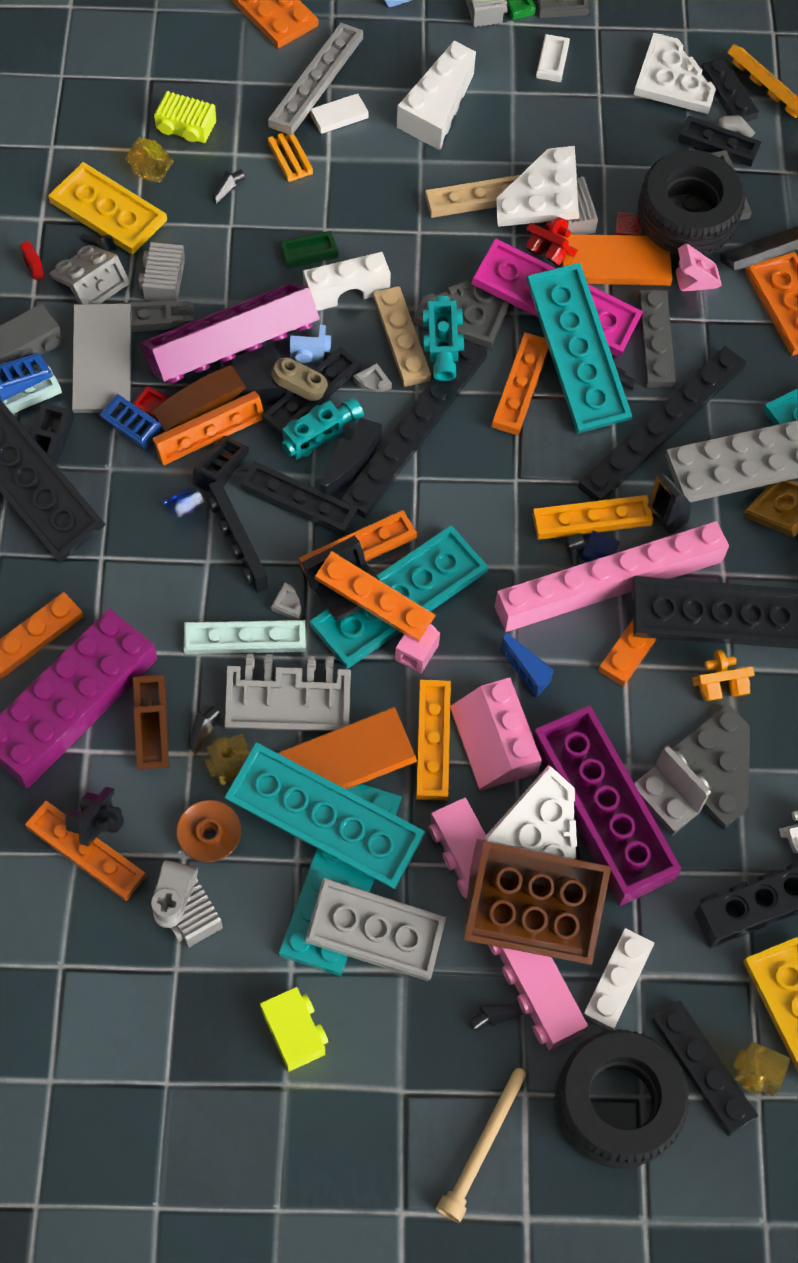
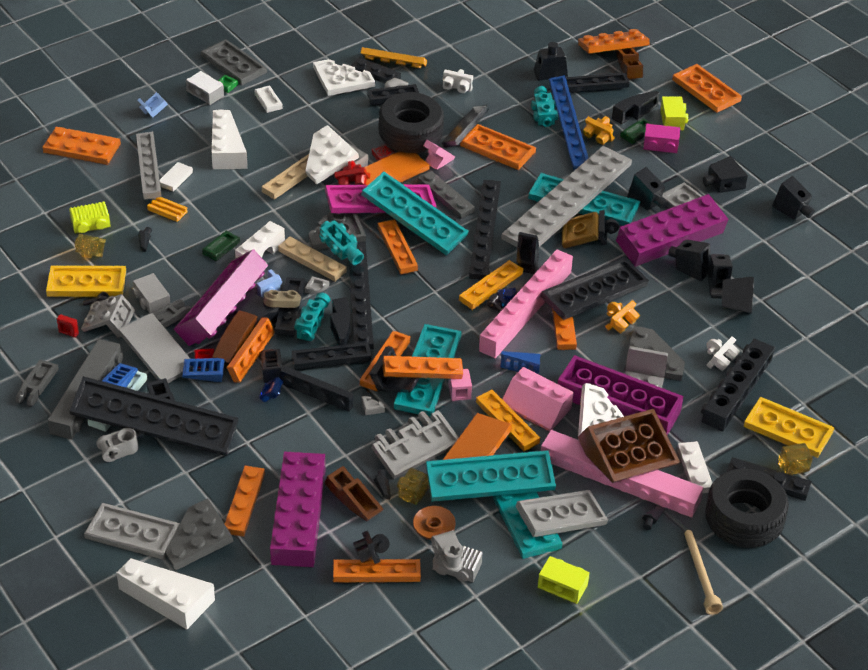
camera: 35 degrees left, 20 degrees down
(244, 637) = (363, 433): light aqua tile -> none

